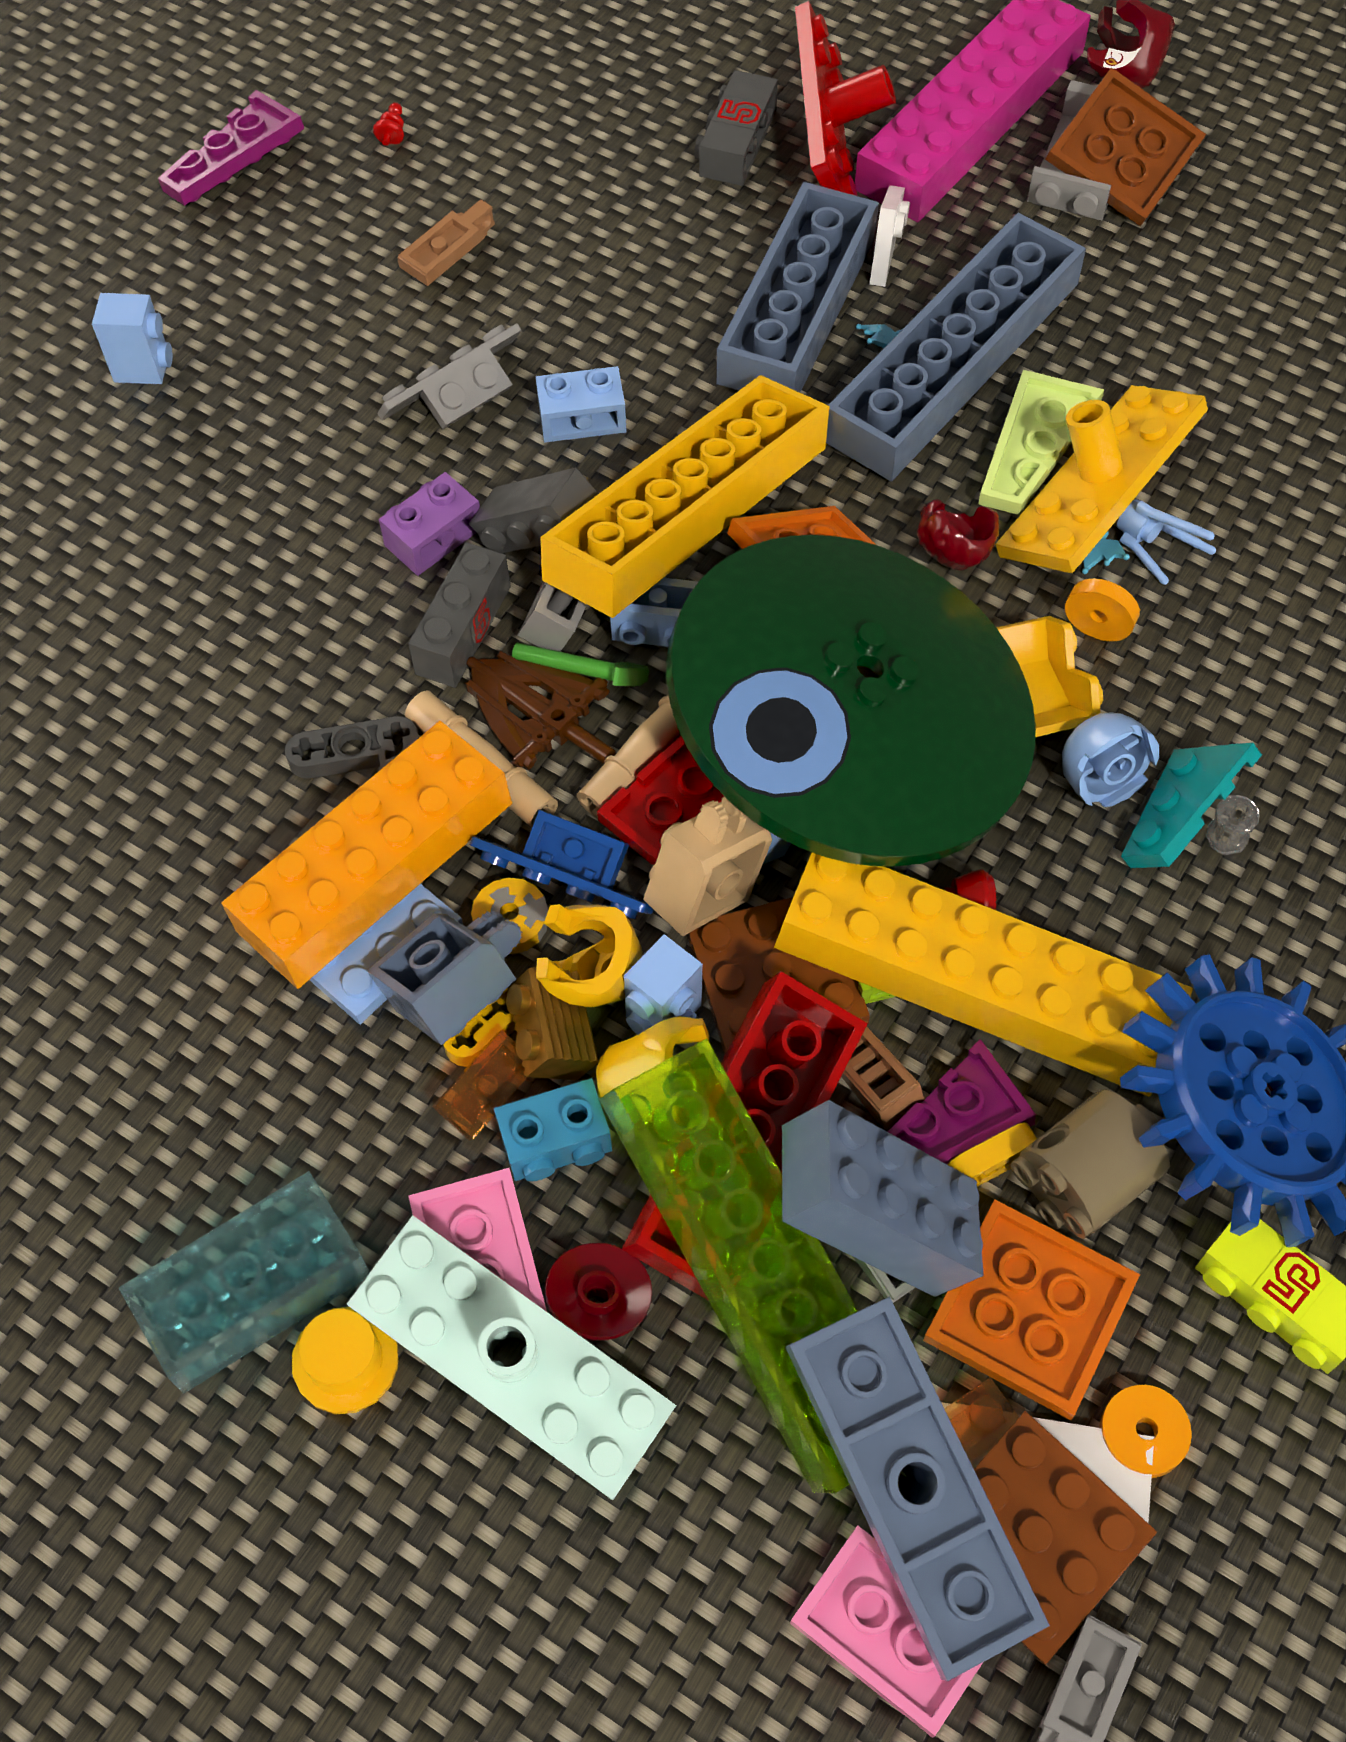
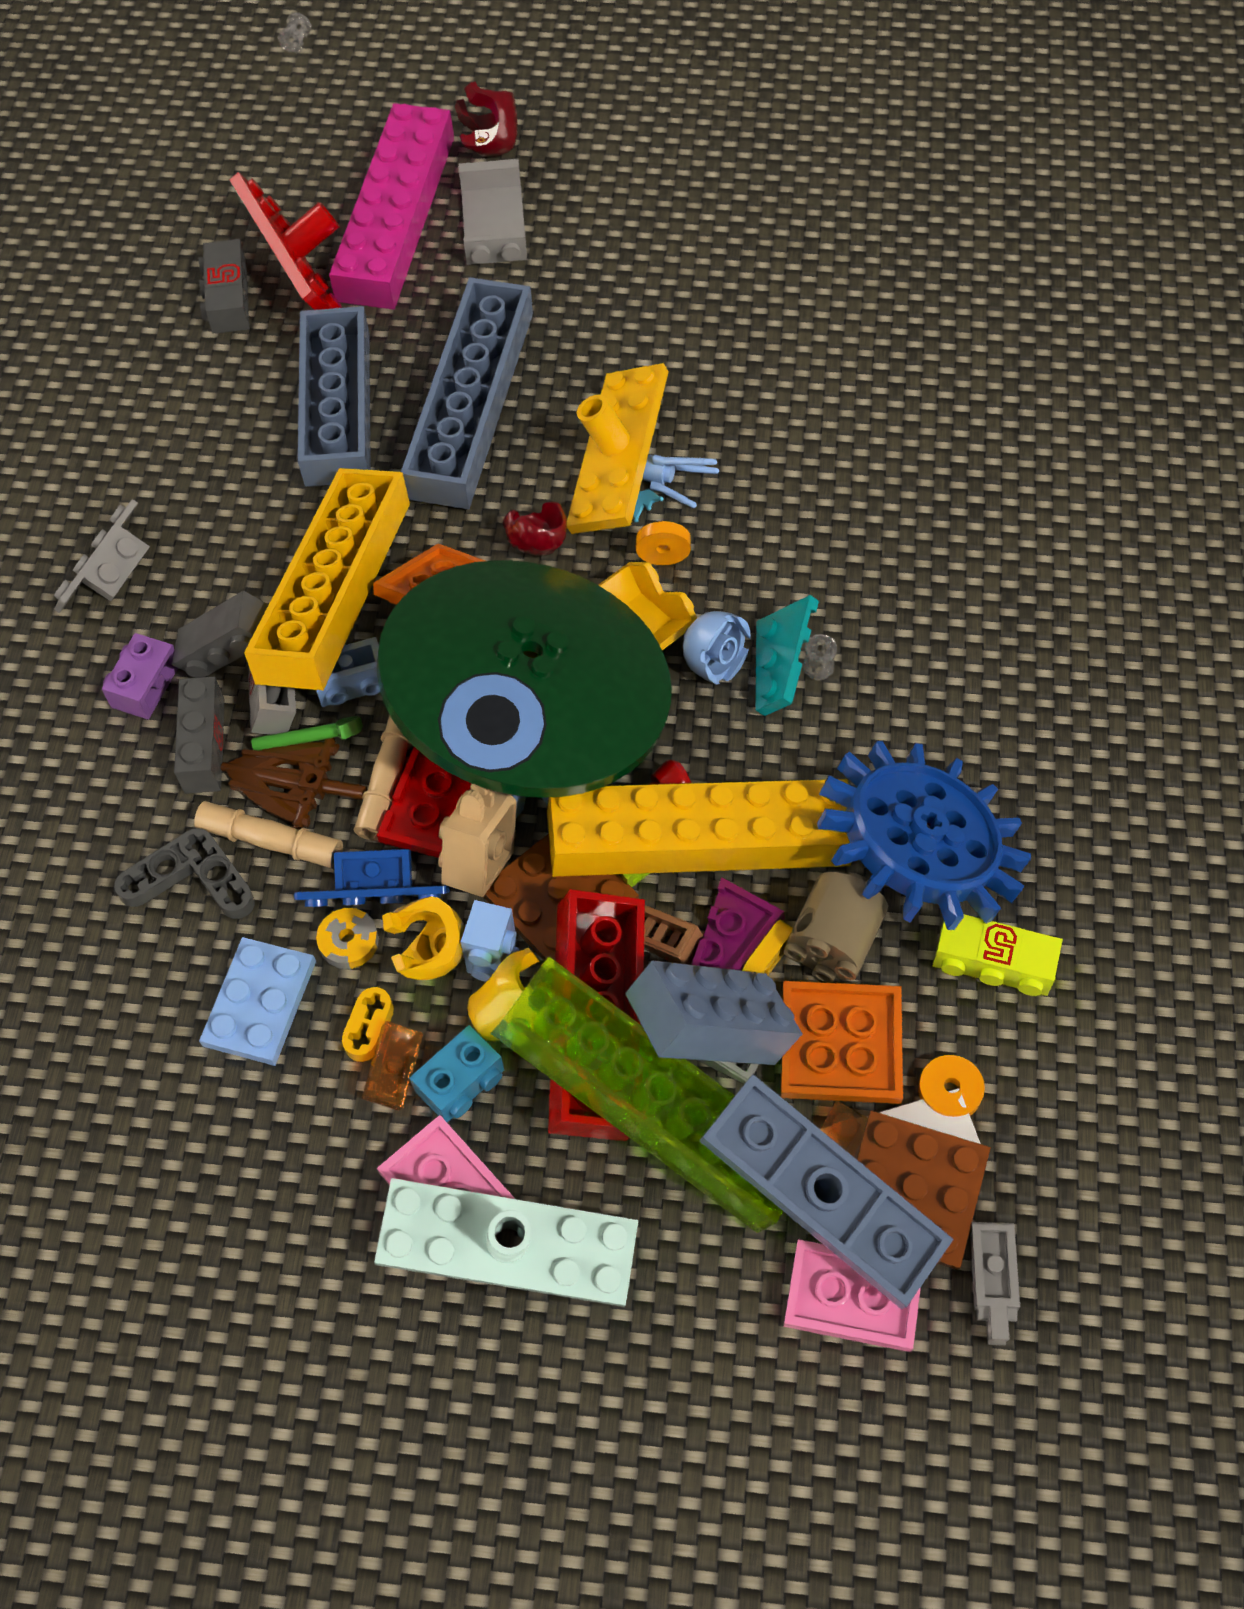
camera: 25 degrees left, 0 degrees up
(197, 1301) = (306, 1244): clear light blue brick -> none
(343, 1362) = (386, 1305): yellow piece -> none
(368, 853) = (223, 939): light orange brick -> none
(446, 242) = (41, 457): medium nougat hinge -> none
(447, 971) = (326, 997): sand blue hinge -> none
(551, 1034) = (422, 1006): pearl gold brick -> none
(581, 404) = (211, 541): light blue brick -> none
(600, 1272) = (542, 1156): dark red dish -> none
(881, 334) = (410, 403): medium azure piece -> none
(890, 226) = (379, 322): white wing -> none
(1032, 439) = (556, 438): yellowish green wing -> none
(1126, 142) = (521, 197): dark orange plate -> none

